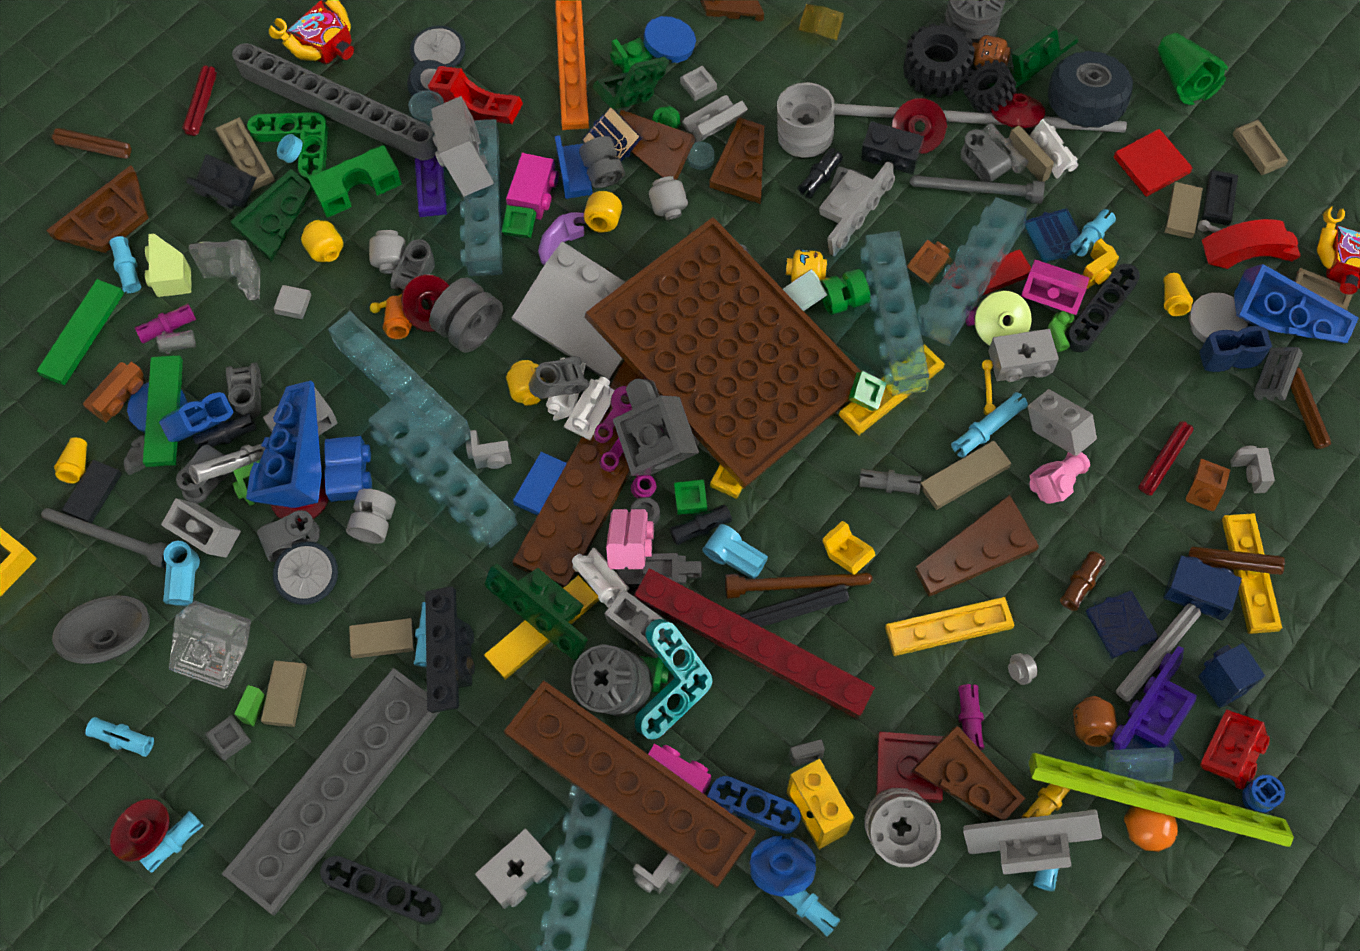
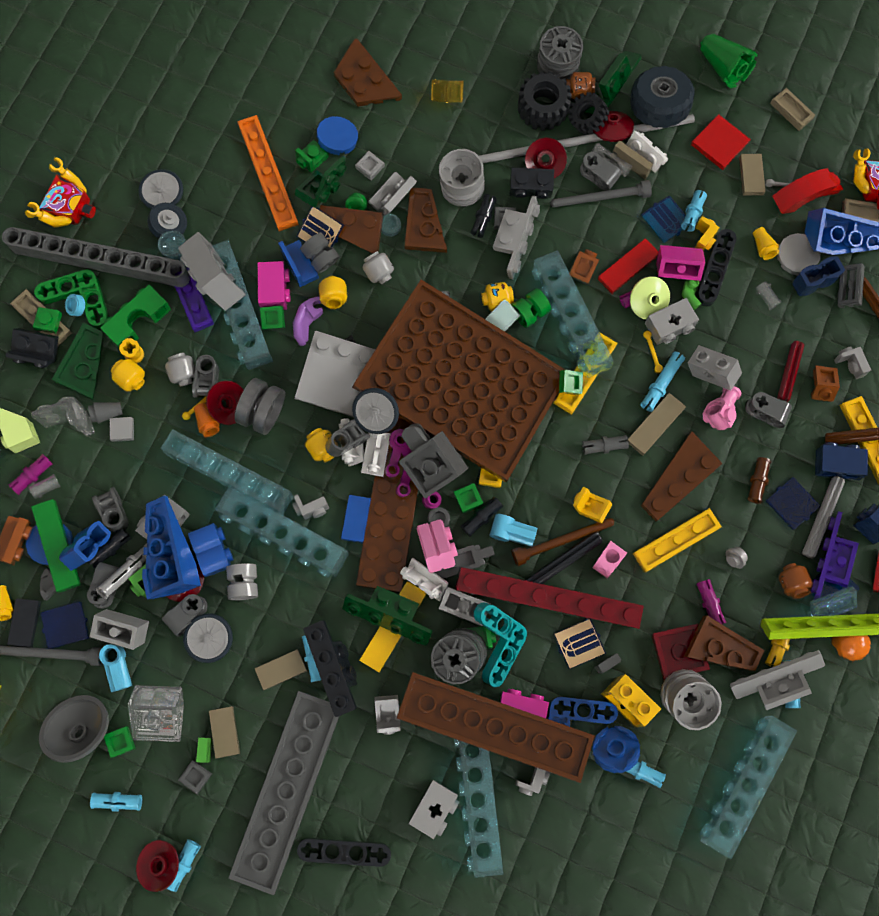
camera: 20 degrees left, 10 degrees up
(139, 509) = (64, 625): none -> clear blue piece
(150, 665) = (119, 742): none -> green plate
(250, 156) = (47, 320): none -> green plate
(276, 274) = (104, 411): none -> dark grey cone
(336, 213) = (128, 345): none -> yellow bush
(482, 104) = (212, 229): red arch -> none
(492, 736) = (386, 714): none -> light grey bracket
(604, 352) = (375, 410): none -> light grey wheel
(778, 719) = (579, 643): none -> piece
(850, 622) = (609, 559): none -> bright pink leg
(971, 271) = (626, 217): clear light blue brick -> none
(1124, 496) = (769, 409): none -> dark grey piece
(1161, 355) = (768, 295): none -> clear pin
(1219, 197) = (774, 157): black tile -> none

